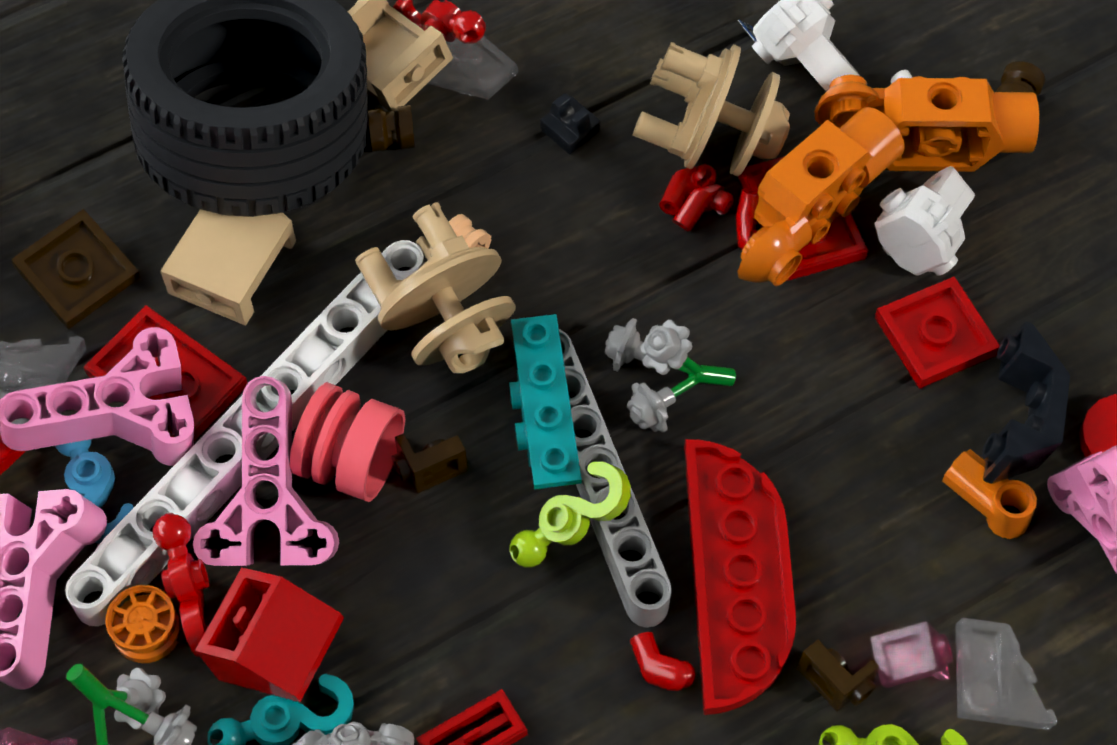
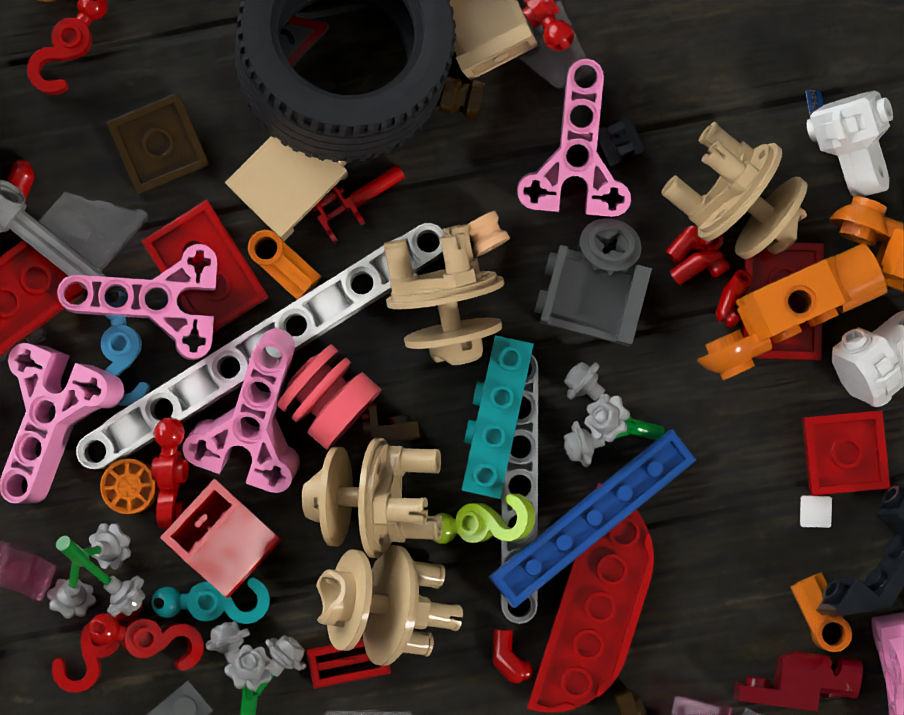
camera: 20 degrees right, 25 degrees up
(251, 337) = (285, 266): none -> orange piece
(308, 262) = (357, 198): none -> red piece
(384, 542) = (381, 509): none -> tan piece
(488, 634) = (383, 604): none -> tan piece
(555, 150) = (593, 171): none -> bright pink beam
(600, 212) = (601, 234): none -> dark grey gear
(602, 268) = (590, 299): none -> dark grey panel
(690, 475) = (592, 518): none -> blue tile
(933, 401) = (816, 511): none -> white sticker
(1004, 573) = (801, 680): none -> dark red plate

